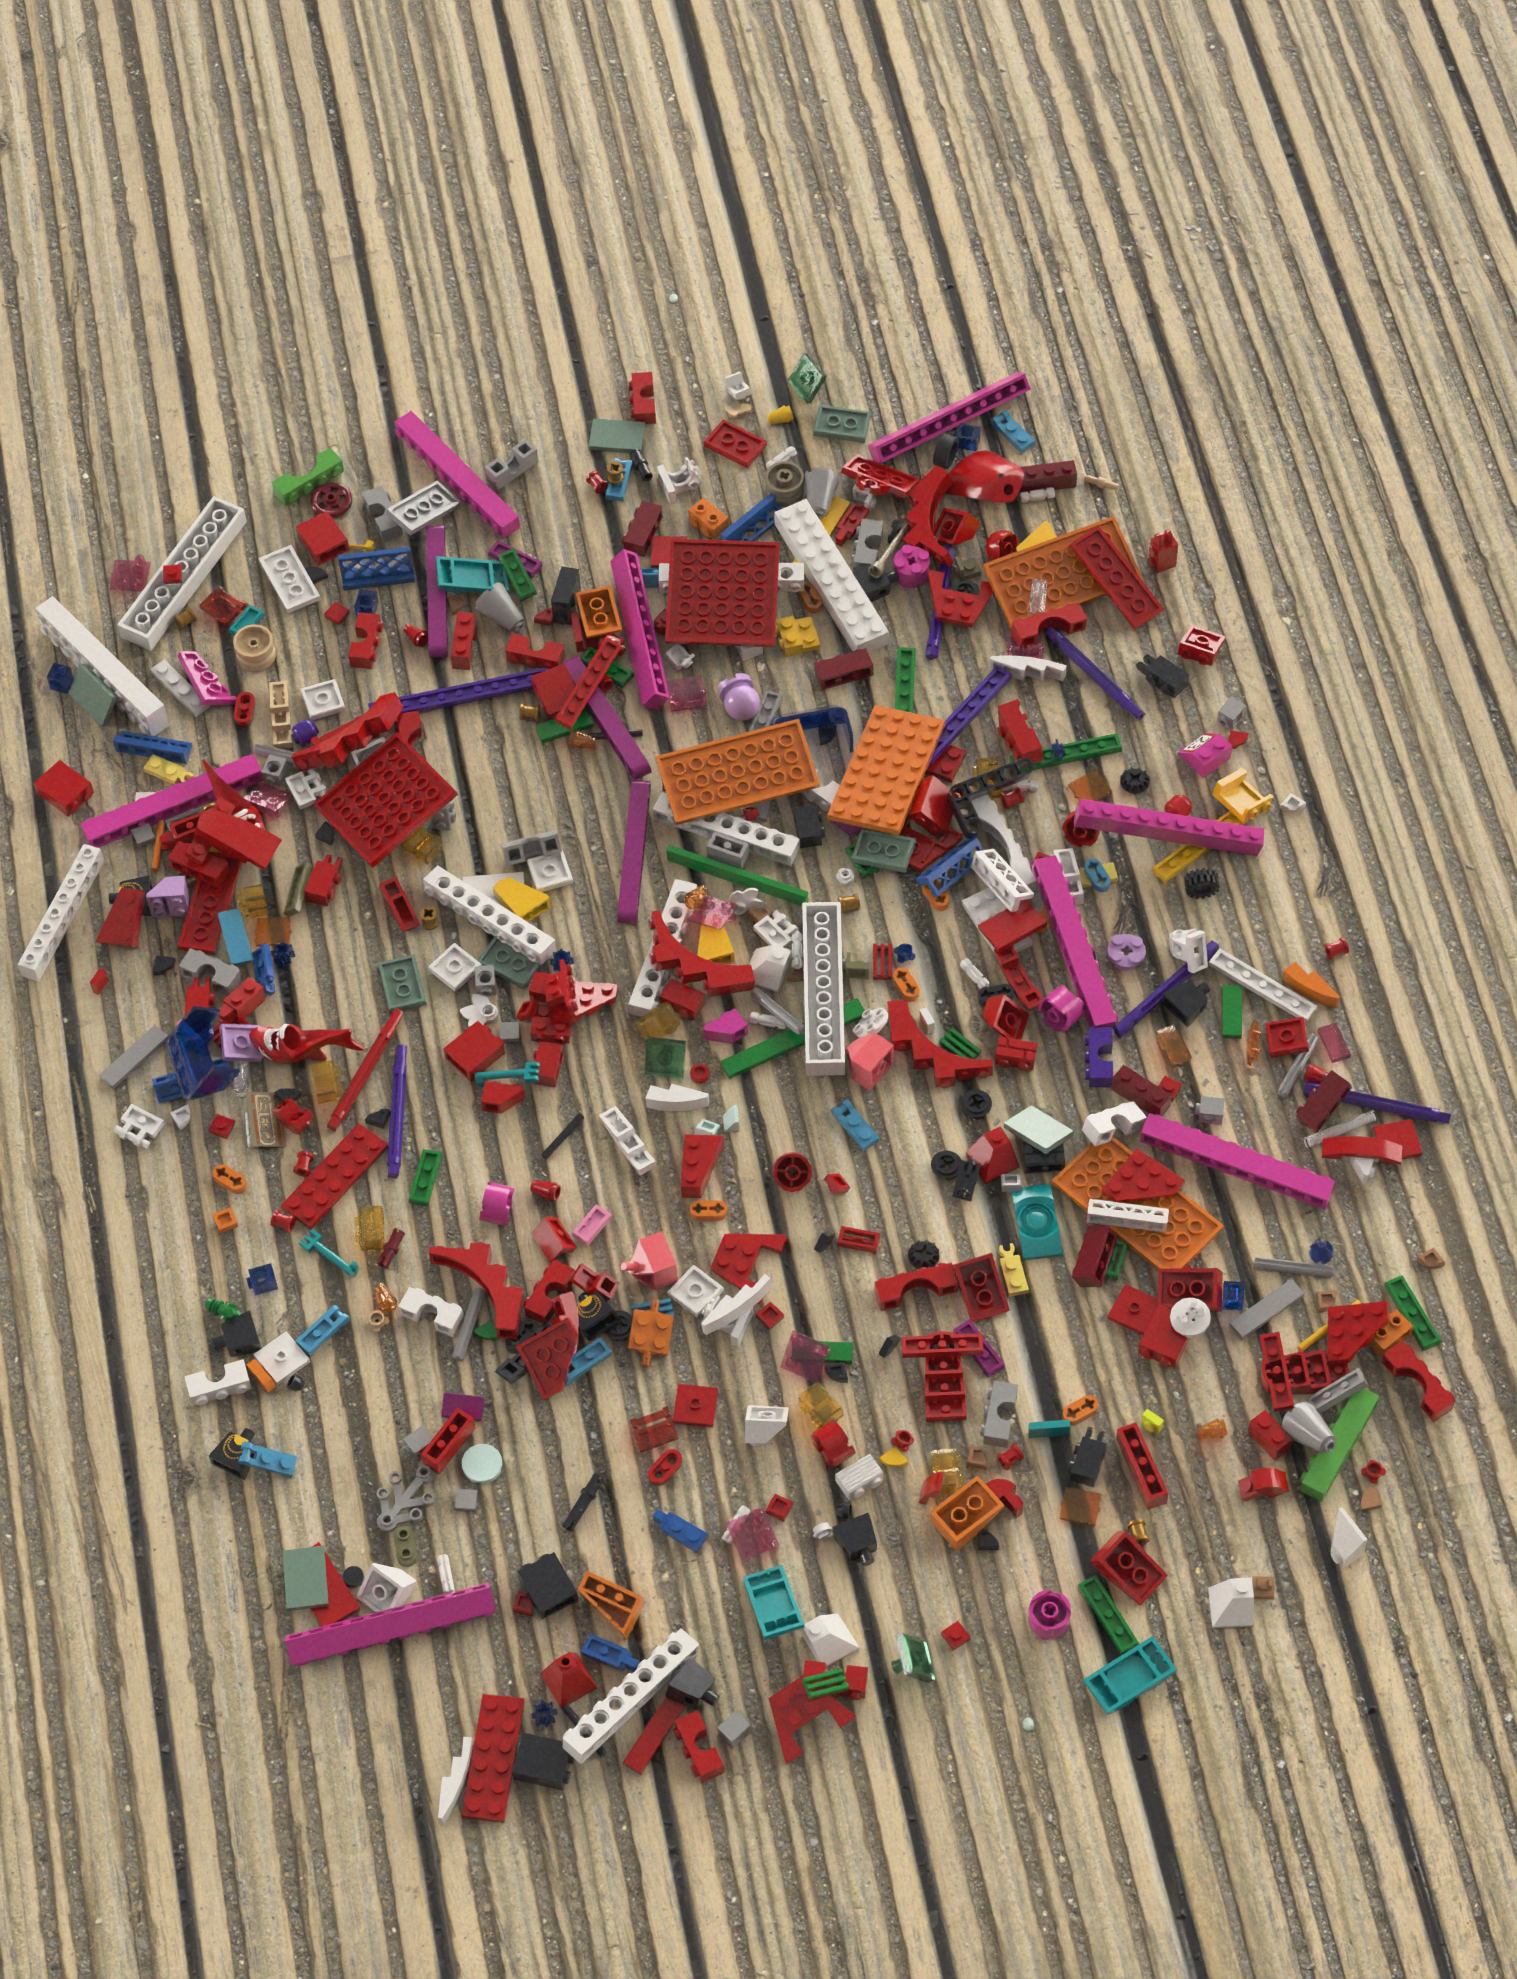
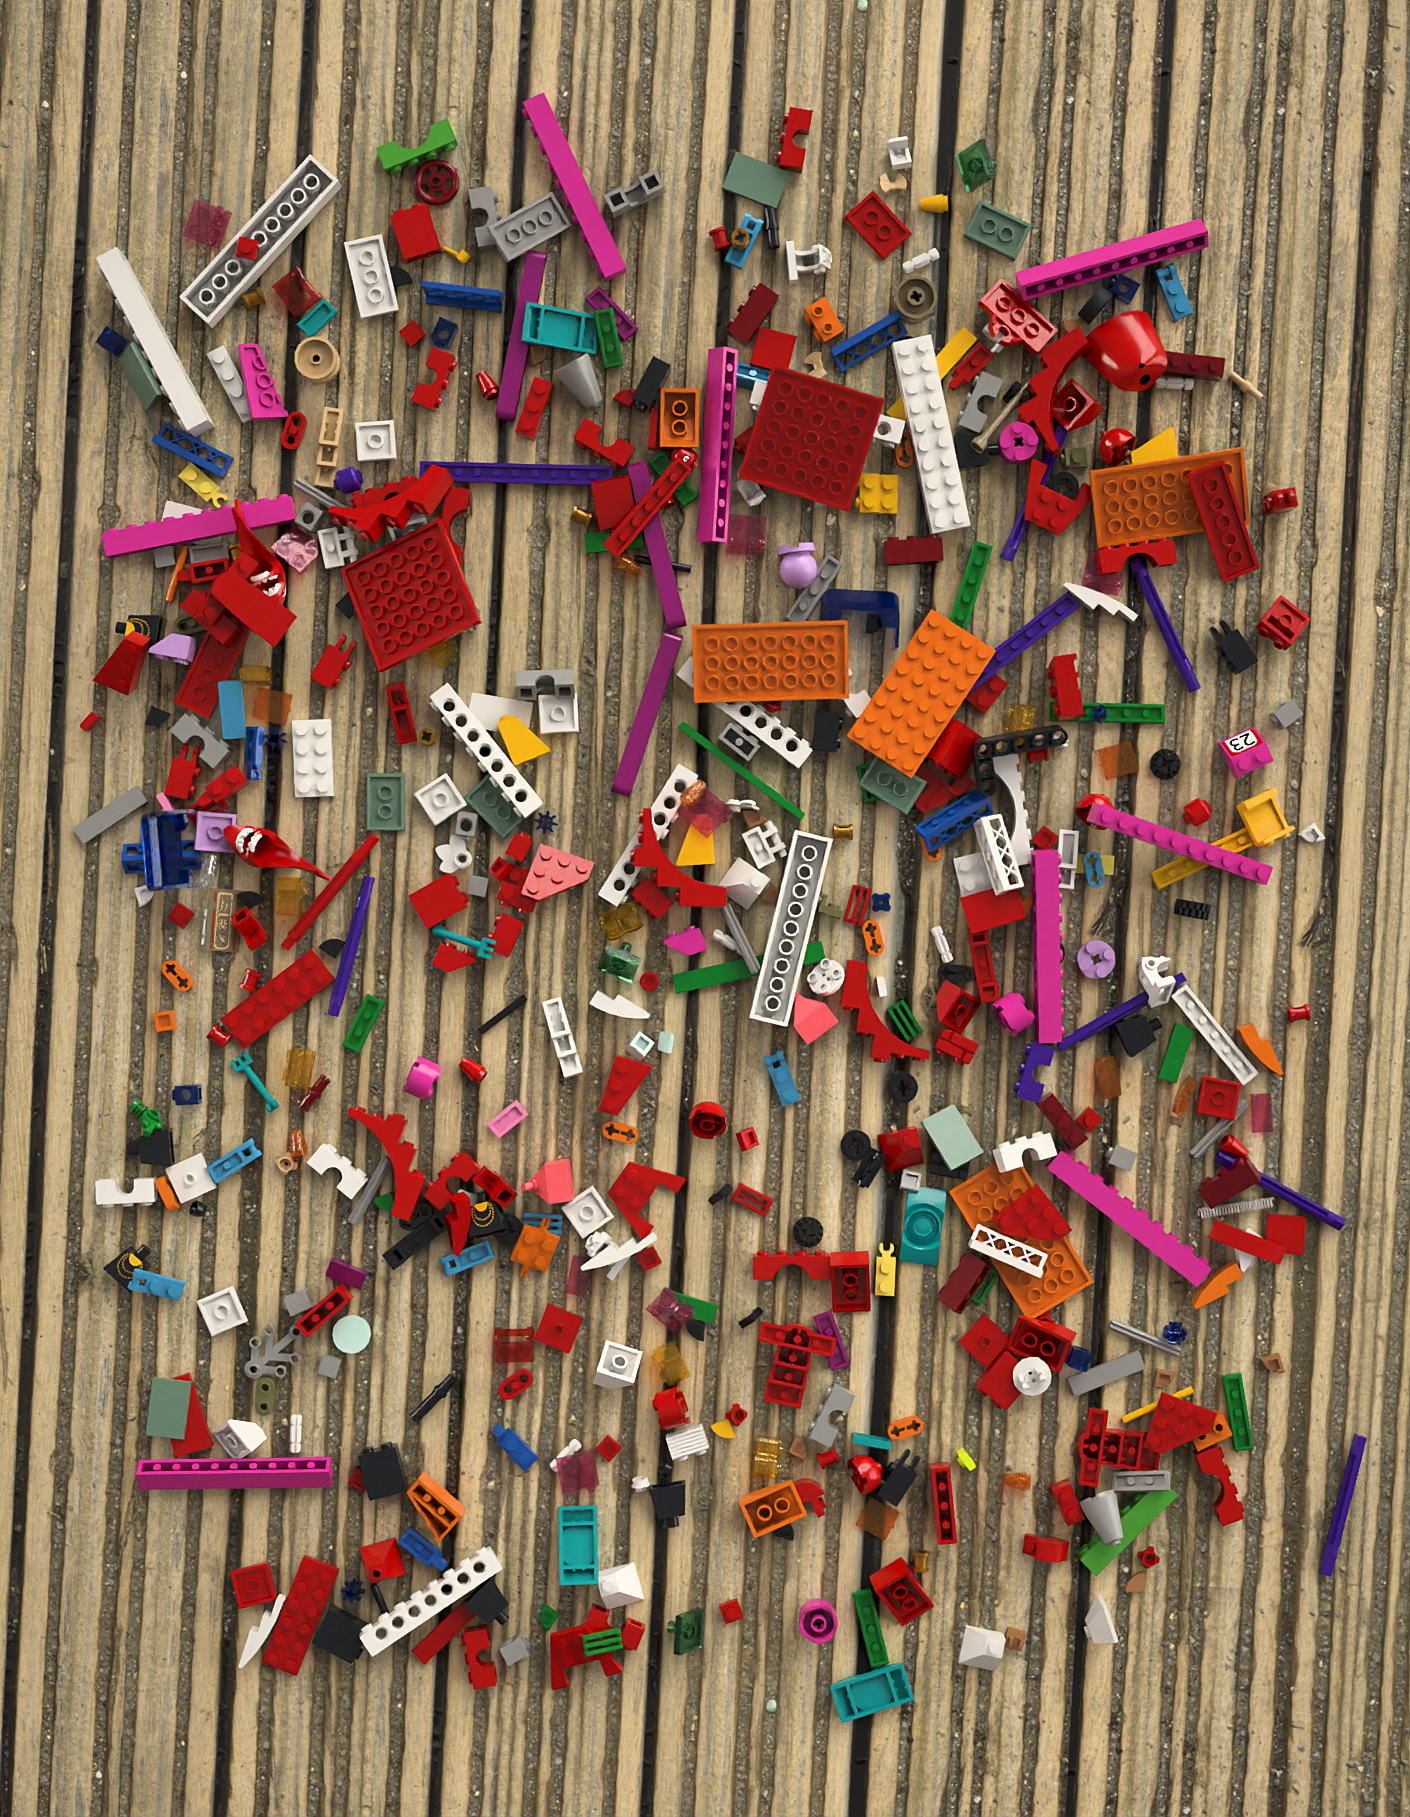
camera: 10 degrees right, 30 degrees up
(61, 912) = (66, 631): white brick -> none
(64, 788) = (93, 480): red brick -> none
(142, 1121) = (105, 891): white plate -> none
(296, 892) = (305, 667): olive plate -> none
(322, 964) = (313, 758): none -> white plate
(341, 1473) = (222, 1311): none -> white plate
(353, 1577) = (213, 1413): black tile -> none
(435, 1736) = (253, 1585): none -> red plate
(550, 1356) = (434, 1254): red plate -> none
(553, 1238) = (468, 1123): red panel -> none
(560, 989) = (534, 867): red bracket -> none
(702, 1352) = (577, 1277): none -> clear pink tile
(761, 1691) = (548, 1616): none -> green tile
(797, 951) = (777, 875): white axle -> none
(820, 489) = (948, 324): light grey cone -> none
(845, 880) = (842, 798): white plate -> none
(931, 1487) = (747, 1475): red slope -> none
(1038, 596) = (1136, 521): clear hinge -> none
(1051, 1457) = (865, 1473): none -> red cylinder
(1237, 738) = (1281, 743): red tile -> none
(1348, 1198) = (1217, 1284): none -> orange slope

